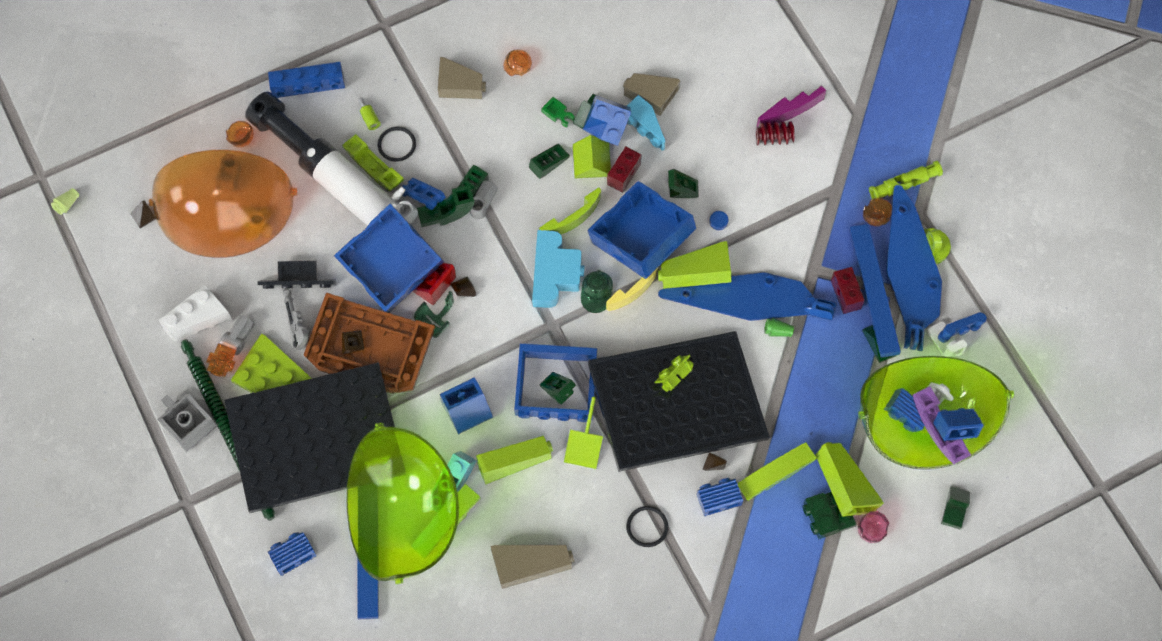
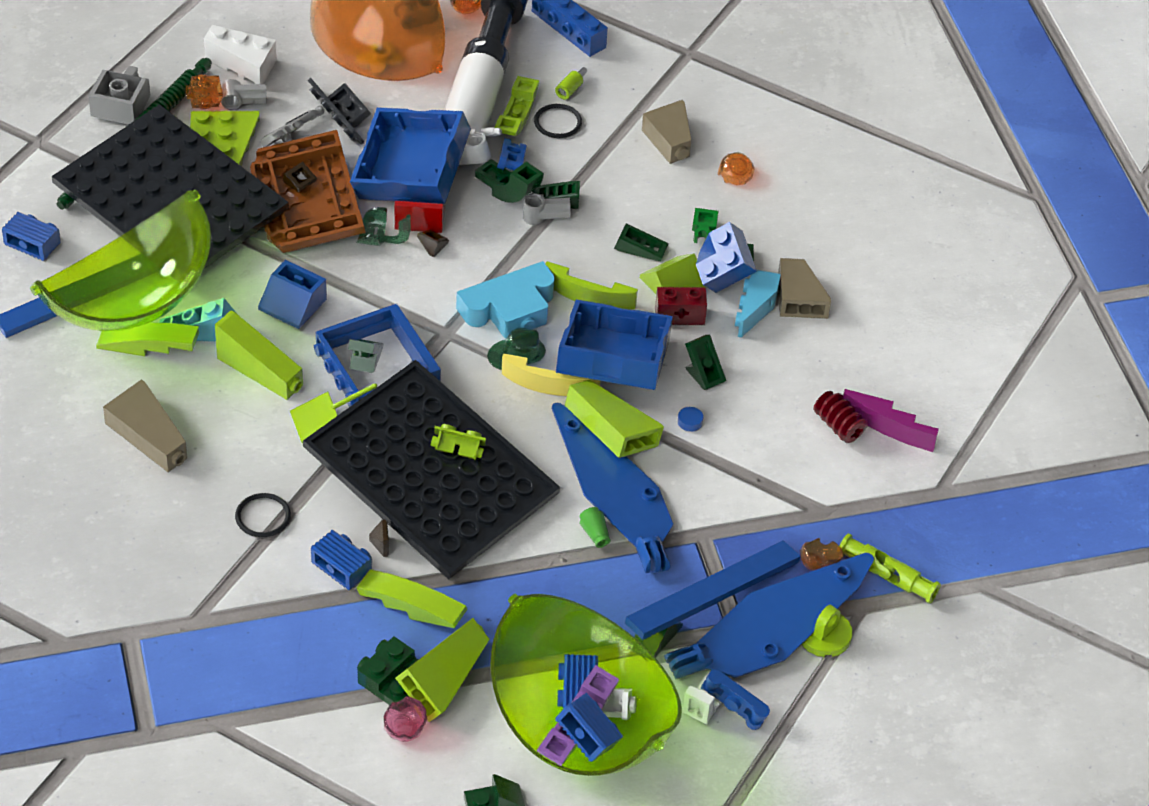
camera: 55 degrees right, 20 degrees down
(847, 290) = (694, 565): dark red brick -> none

